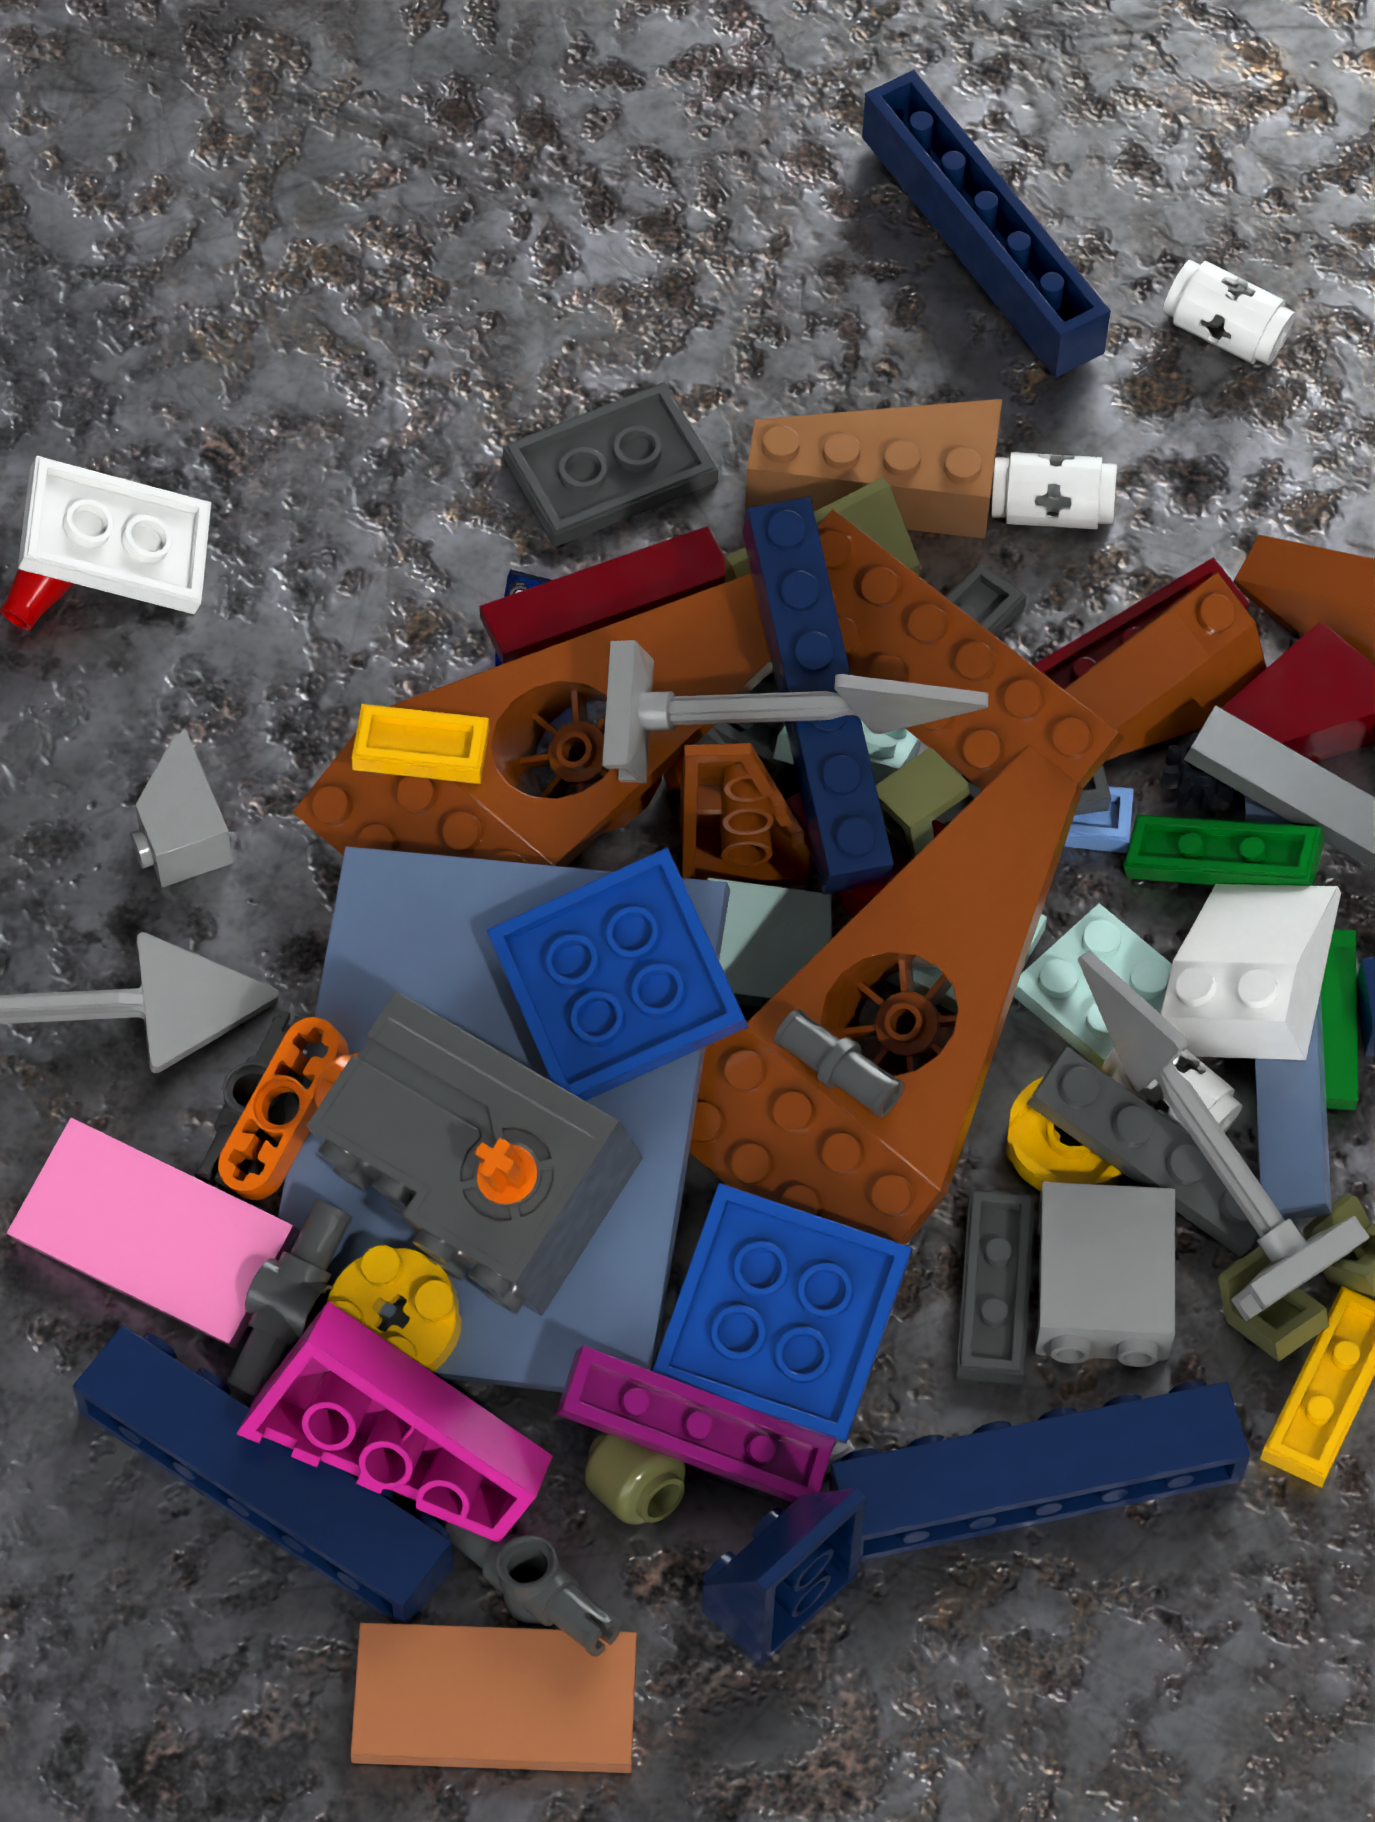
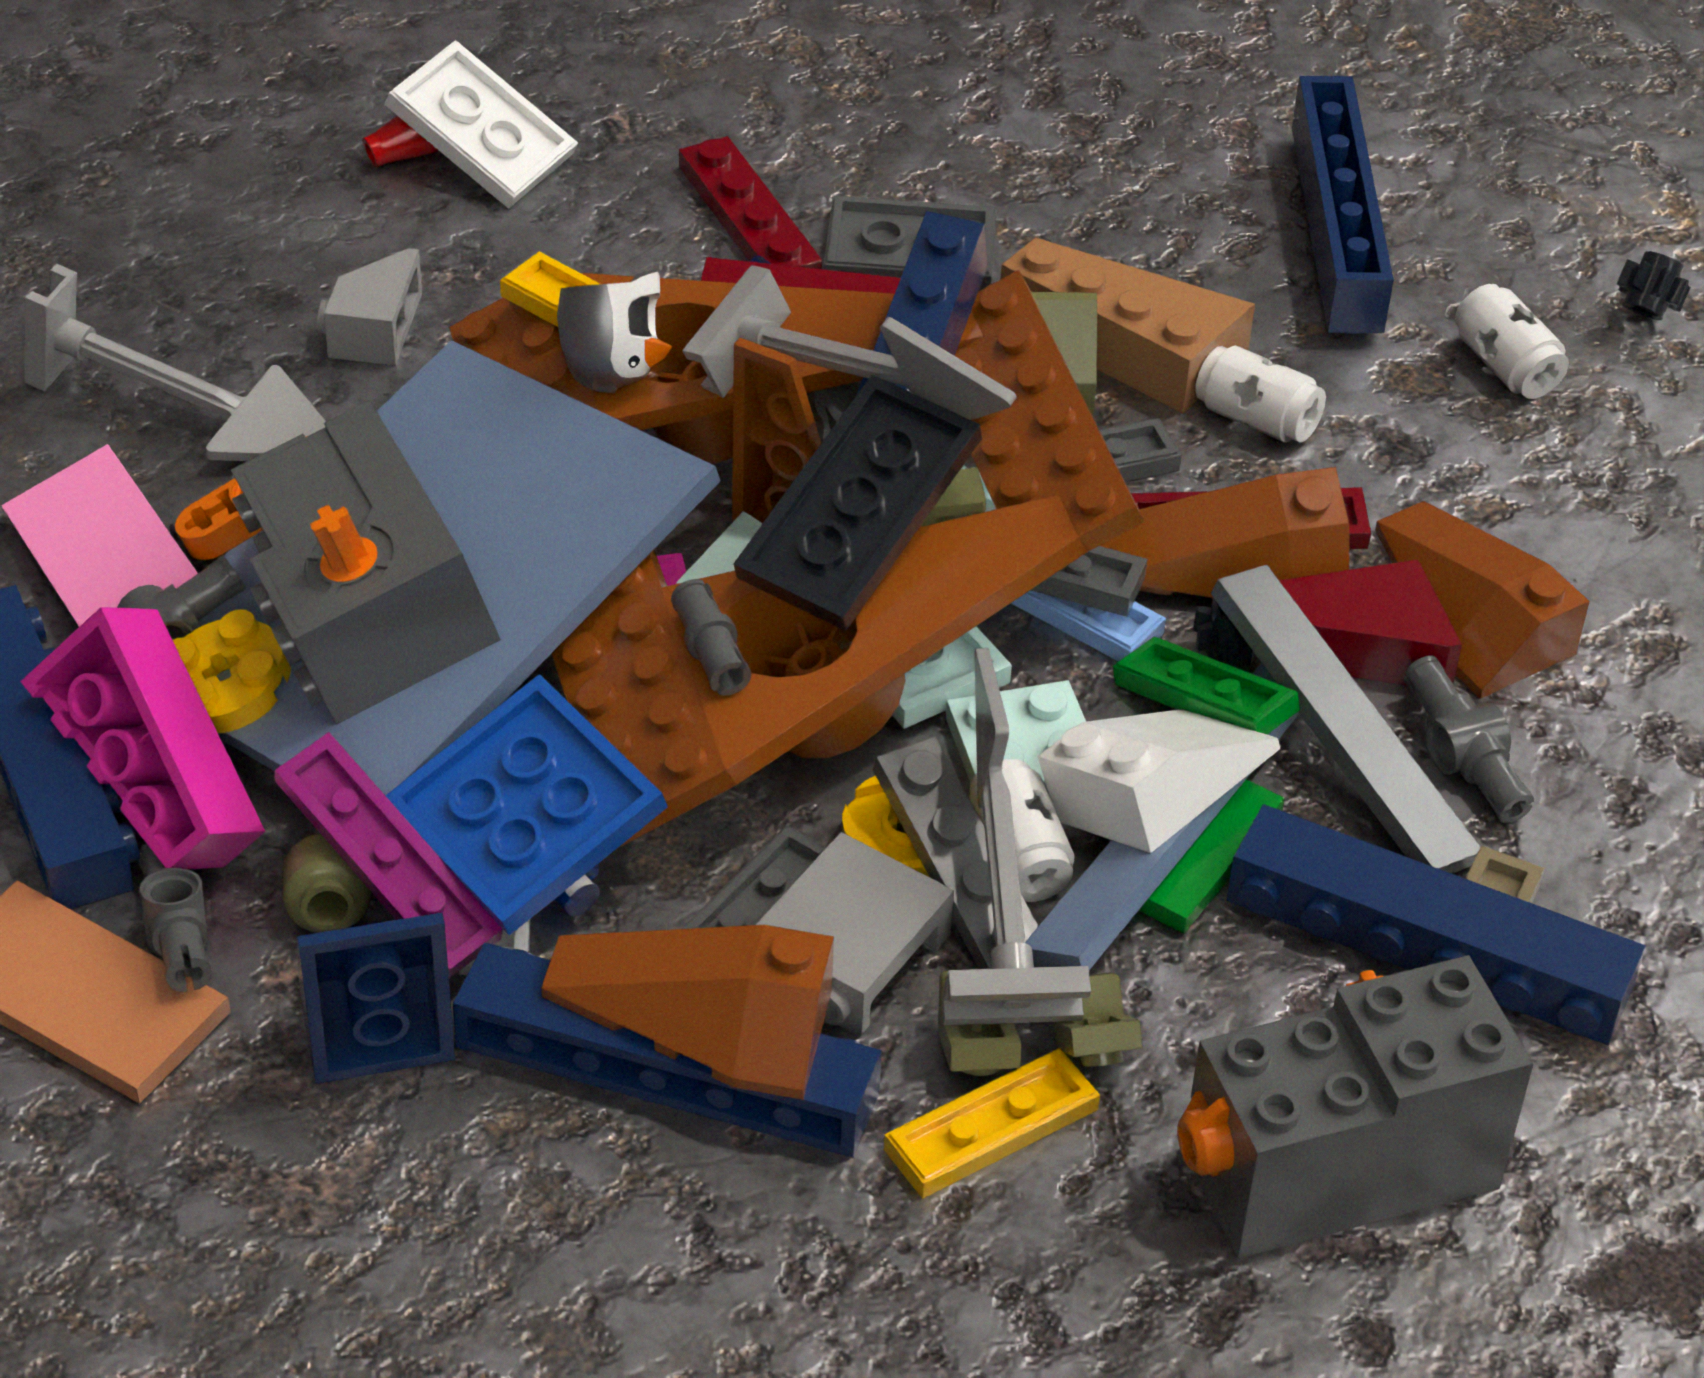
camera: 30 degrees right, 15 degrees down
(433, 503) = (745, 204): none -> dark red plate
(514, 774) = (611, 332): none -> flat silver piece
(617, 977) = (572, 494): blue plate -> none
(886, 858) = (858, 502): none -> black plate
(1080, 1414) = (721, 995): none -> dark orange wedge
(1311, 182) = (1653, 285): none -> black gear

